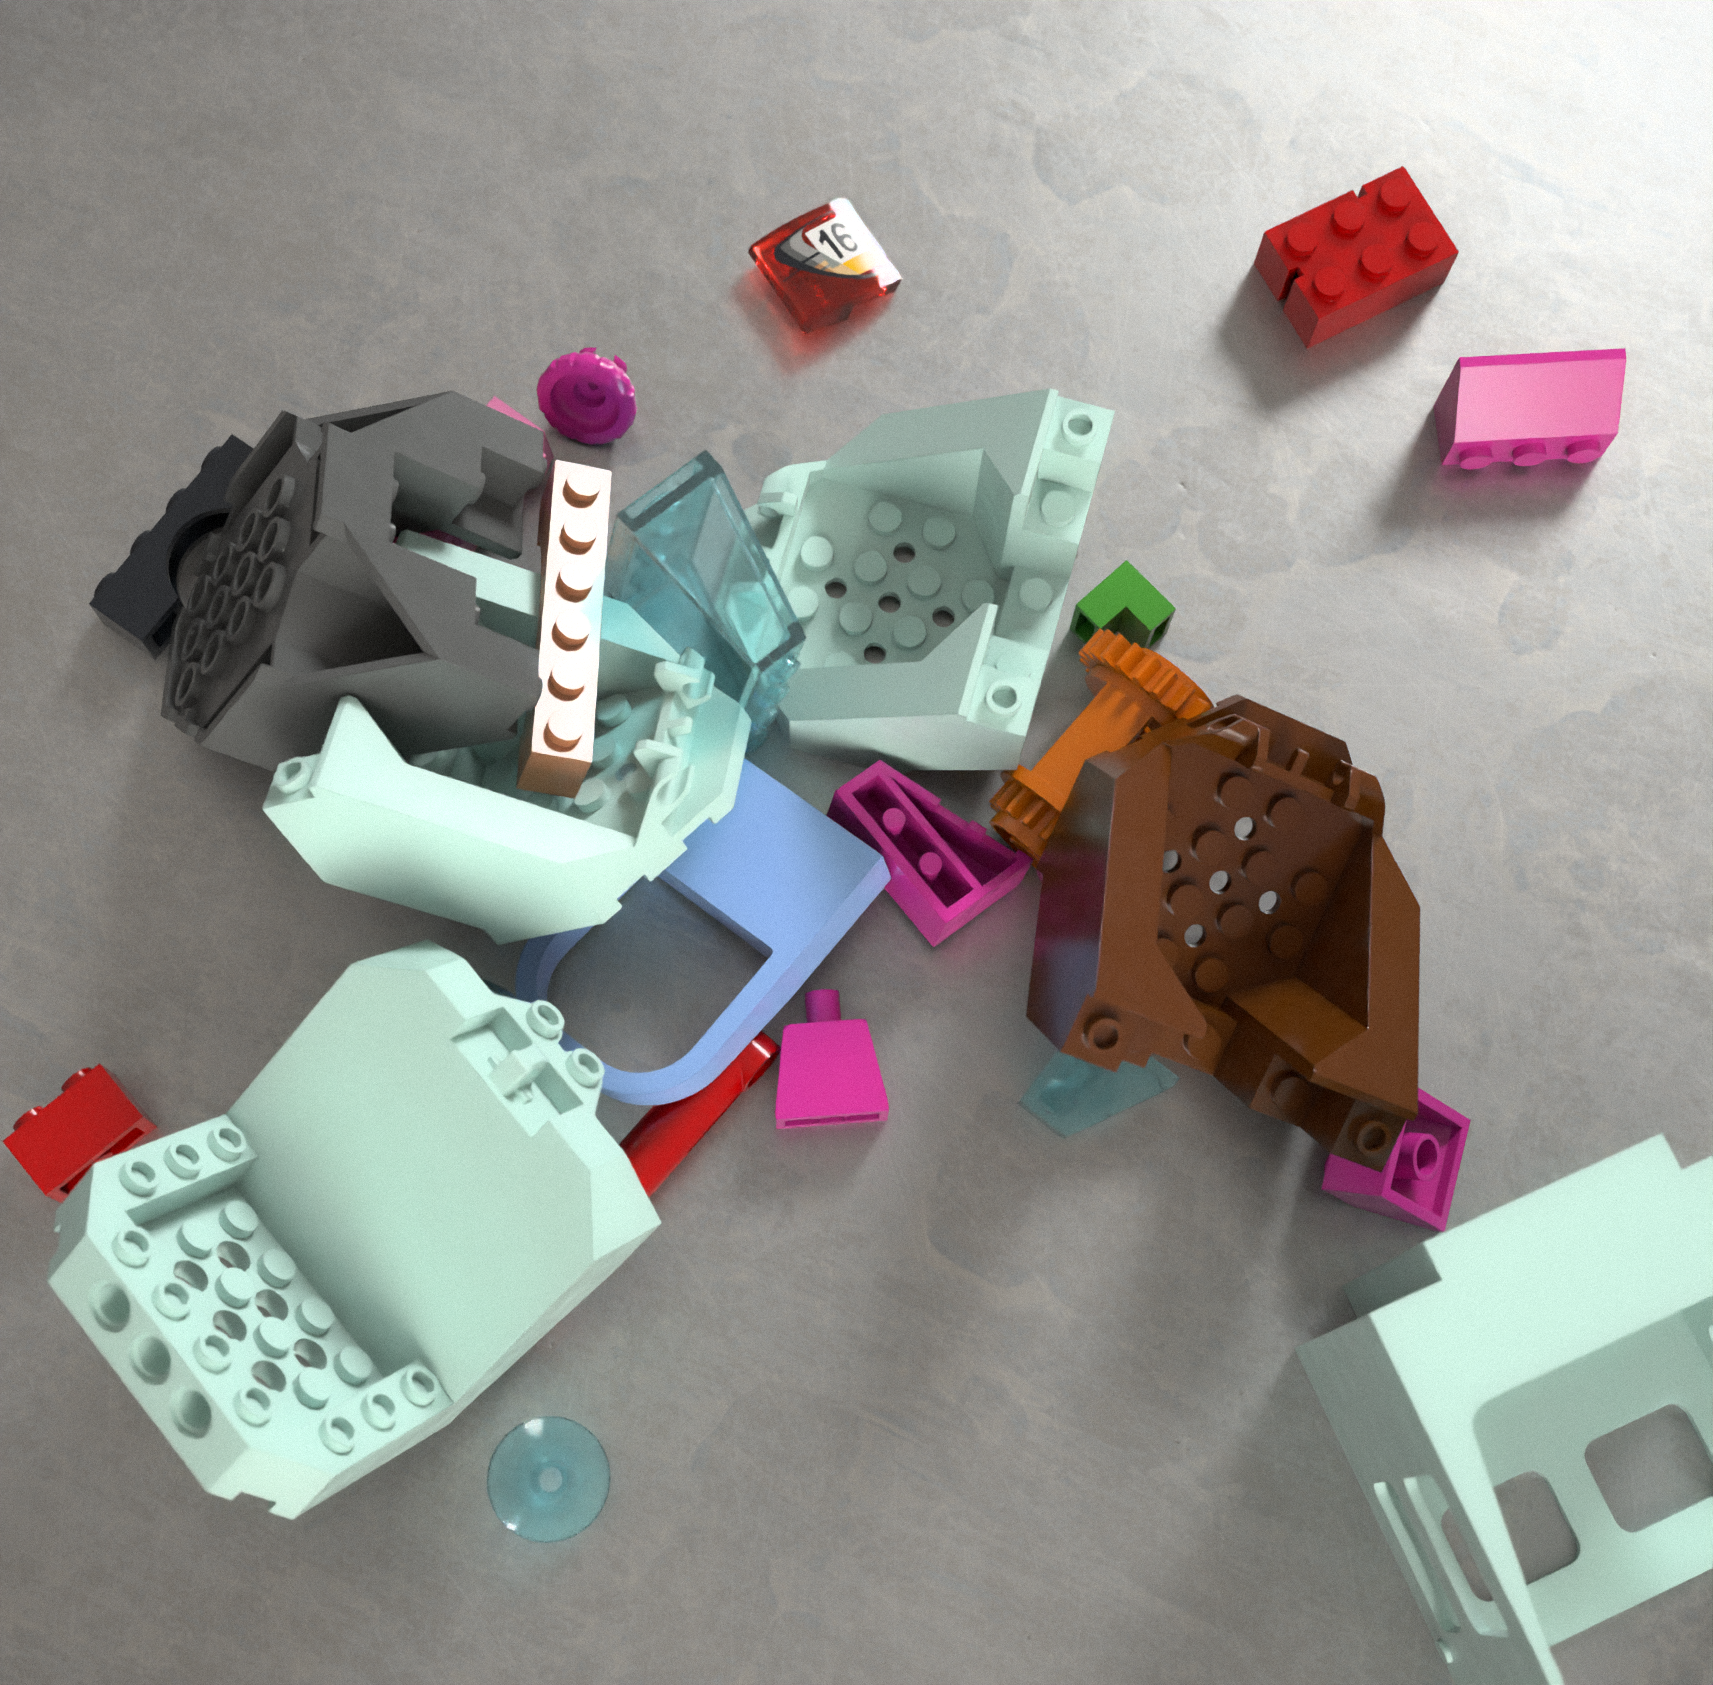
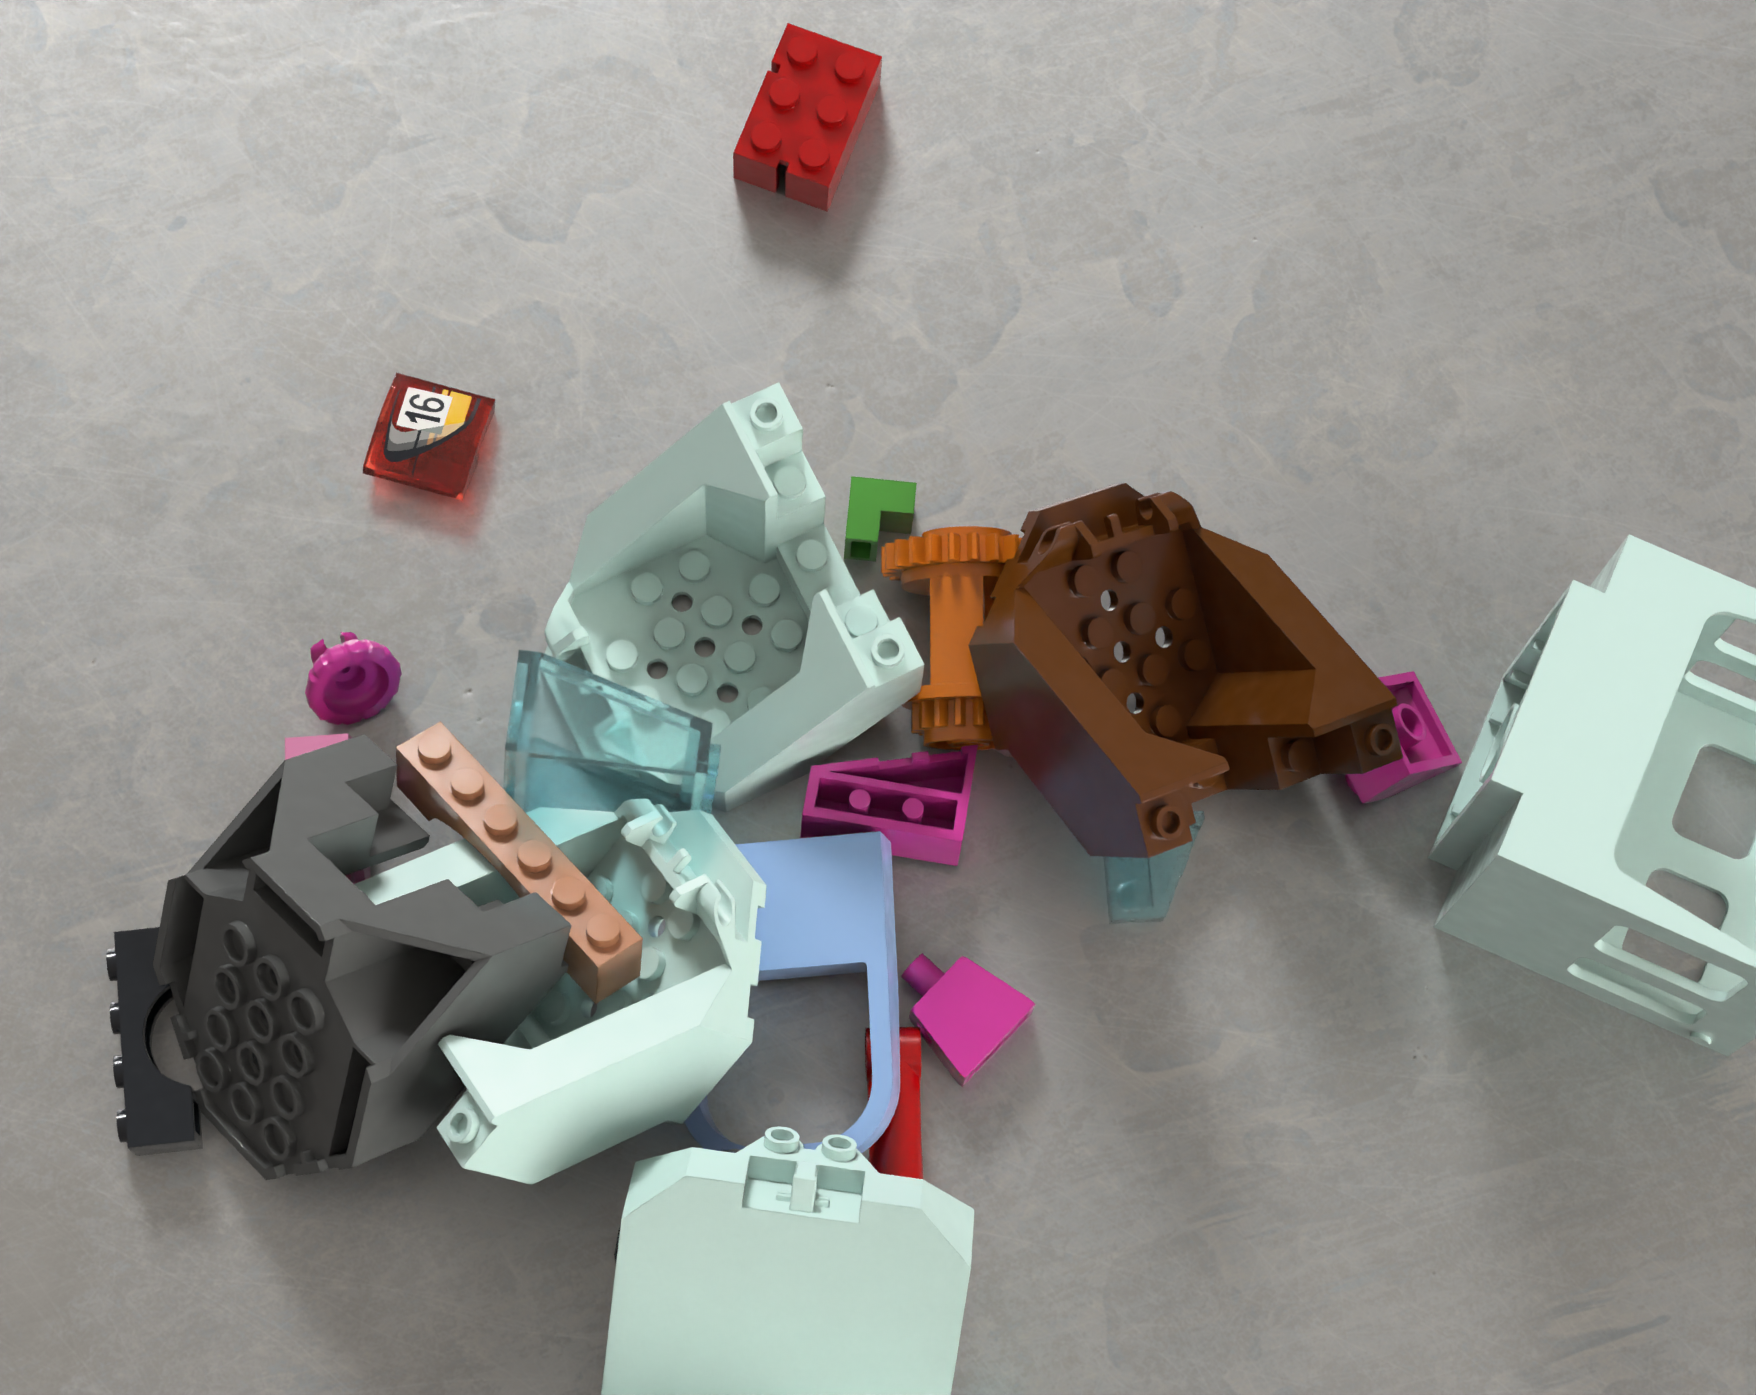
camera: 45 degrees left, 0 degrees up
(1530, 407) = (1027, 133): slope -> none

